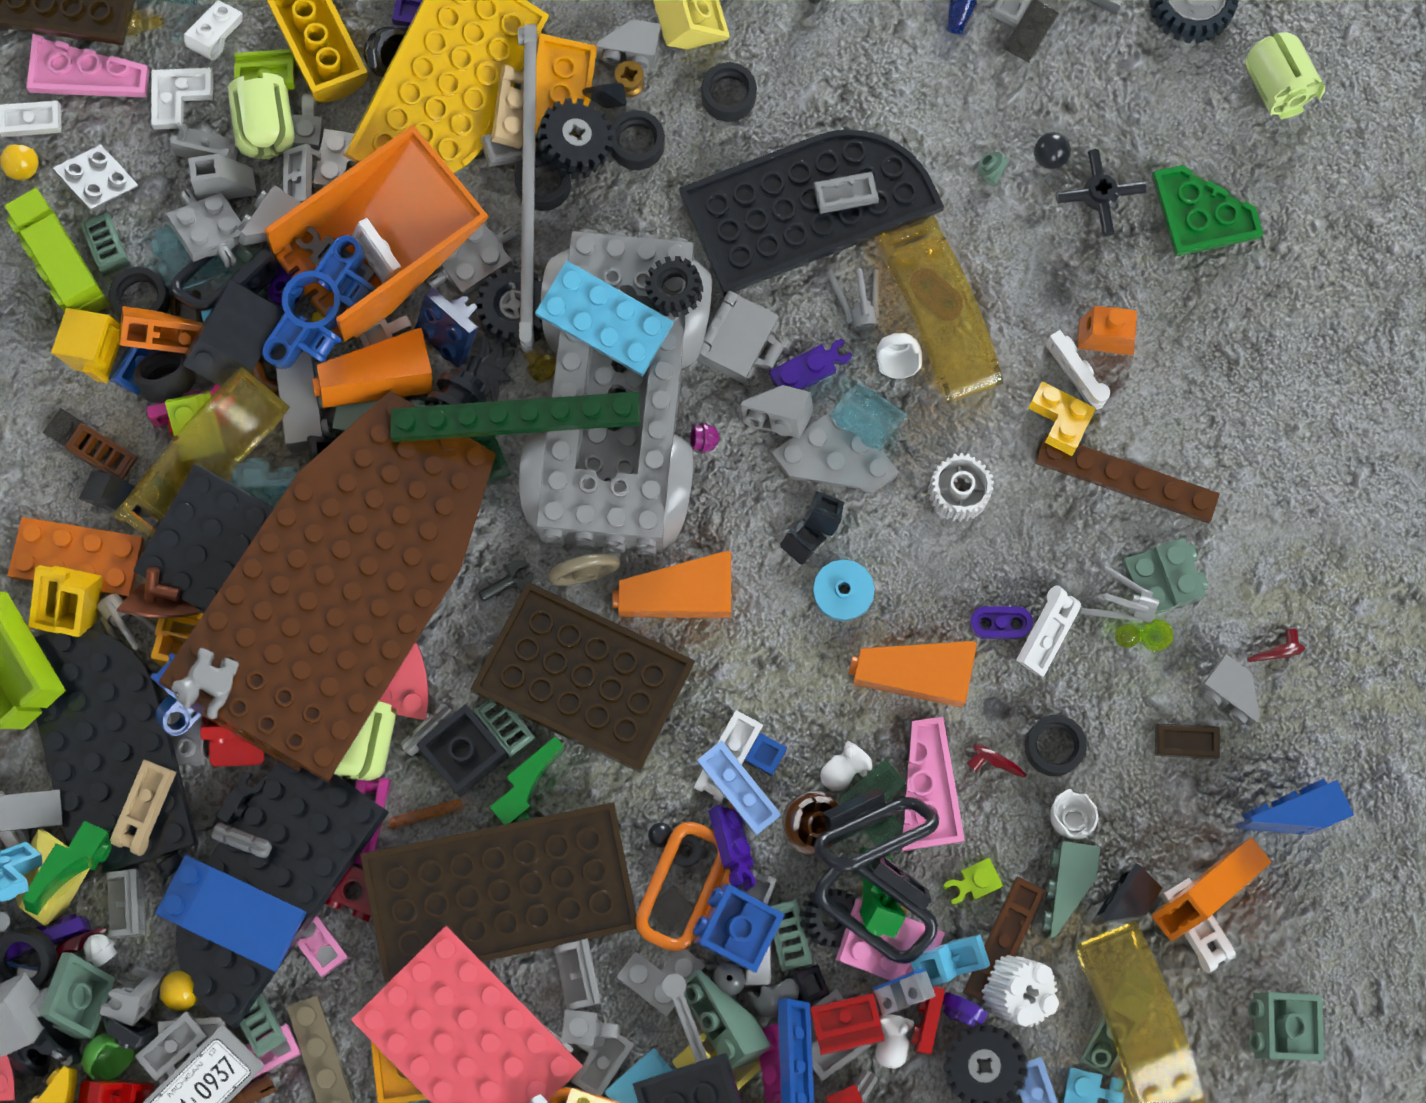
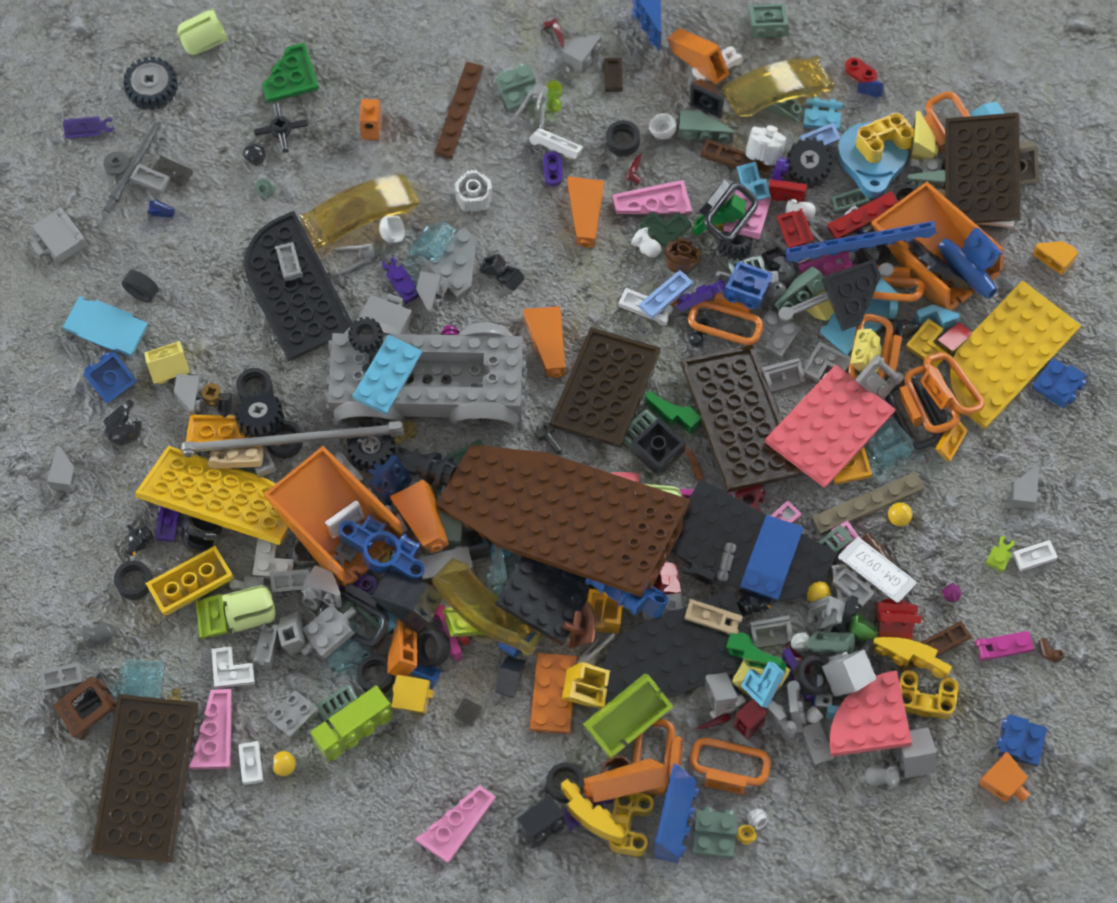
camera: 90 degrees left, 10 degrees down
(80, 437) = (486, 694): reddish brown slope -> none
(207, 678) = (637, 559): light grey animal -> none
(211, 29) = (183, 651): white plate -> none
(425, 728) = (645, 472): light grey axle -> none
(515, 416) = (453, 422): dark green plate -> none
(582, 1028) = (814, 367): light grey plate -> none
(583, 569) = (541, 388): dark tan plate -> none
(724, 71) = (222, 348): black tyre -> none
(765, 754) = (643, 285): blue plate -> none
(838, 605) = (540, 261): medium azure plate -> none
(864, 813) = (676, 226): black bar -> none
(904, 991) = (767, 193): flat silver piece -> none
(977, 880) = (704, 175): lime plate -> none
(1067, 412) = (424, 138): yellow plate -> none
(1078, 371) = (395, 135): white plate -> none

